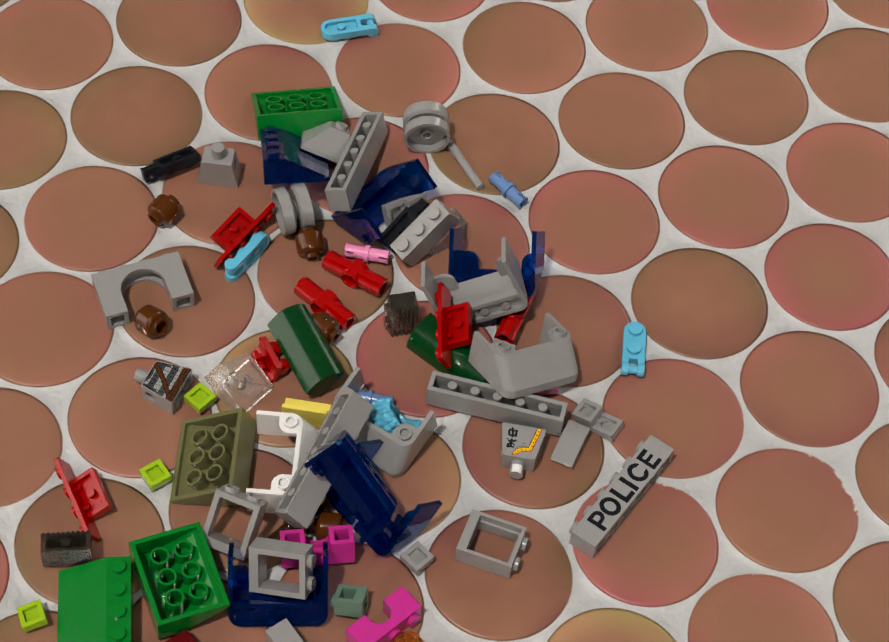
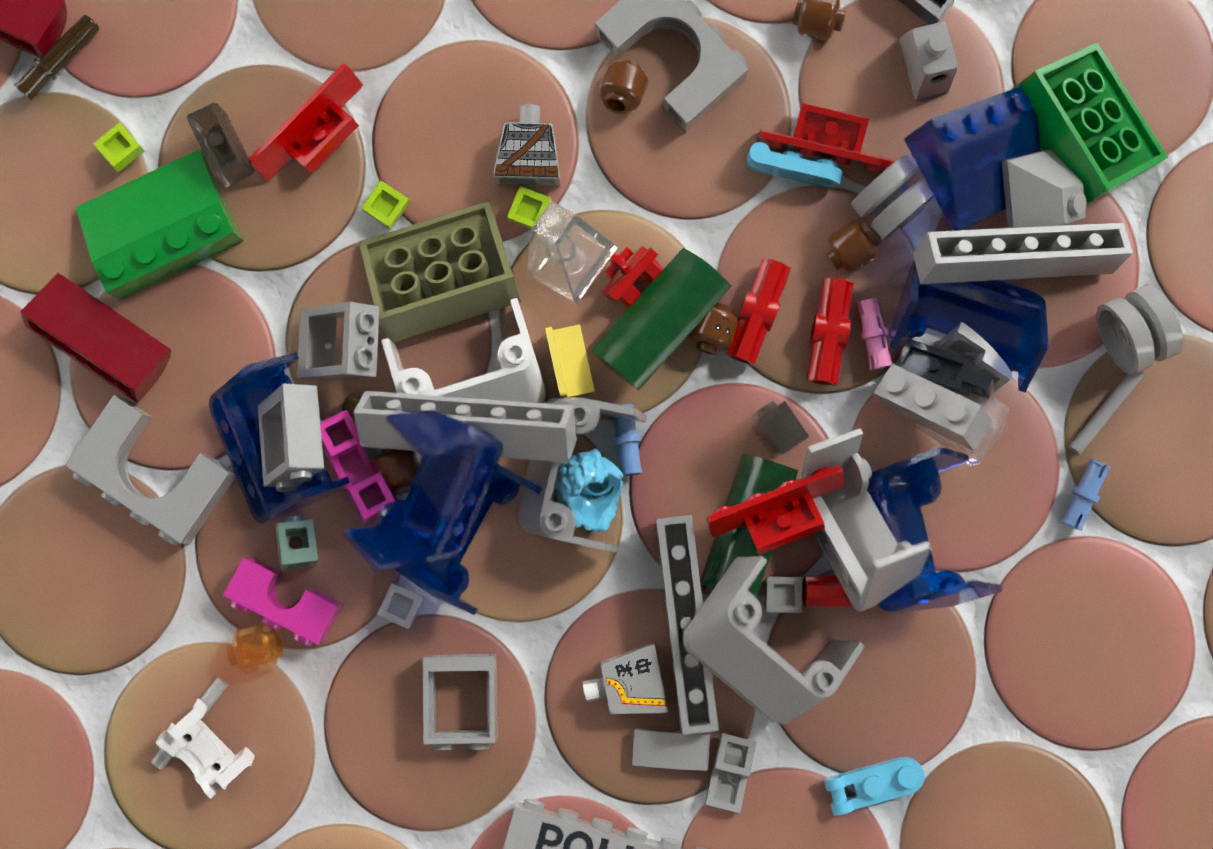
camera: 75 degrees right, 30 degrees up
(178, 578) = (230, 306): green slope -> none

